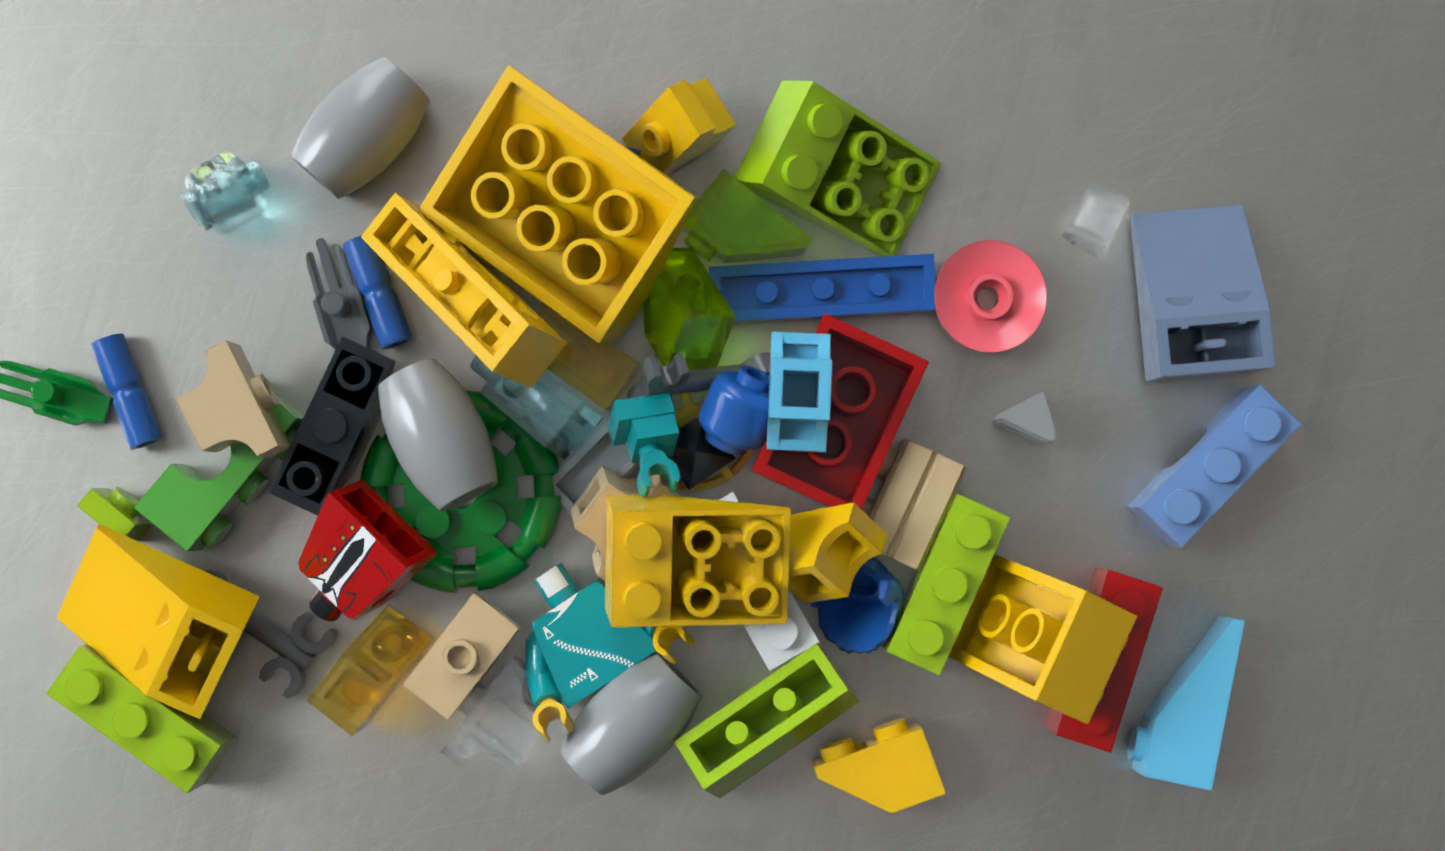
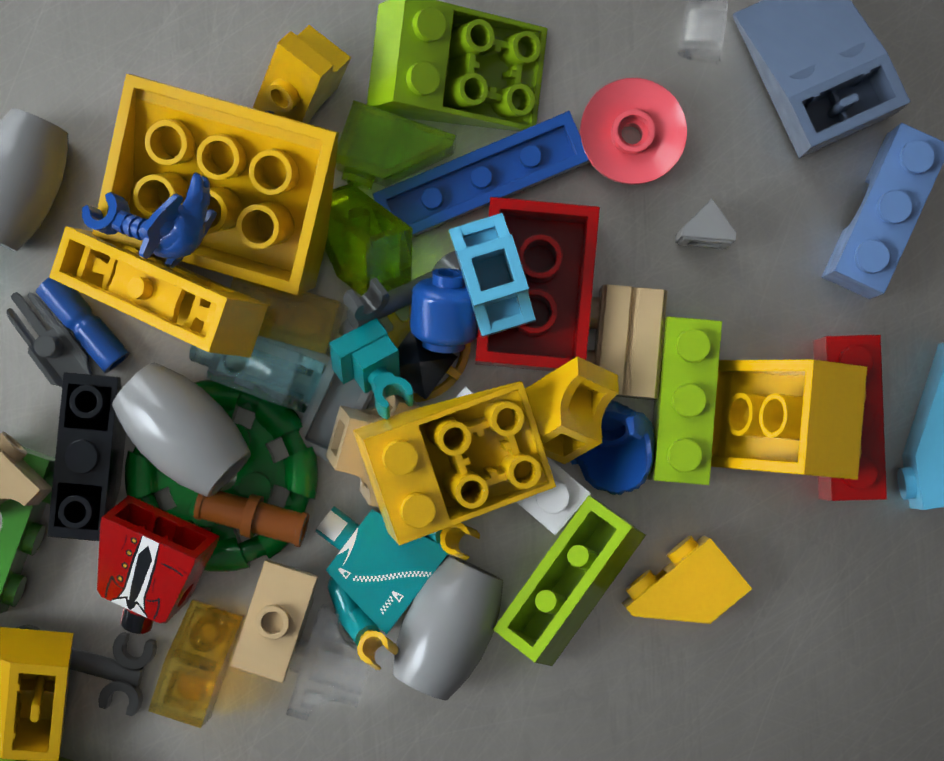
camera: 20 degrees left, 0 degrees up
(477, 545) = (253, 516): none -> dark orange pin
(499, 236) = (169, 232): none -> blue piece

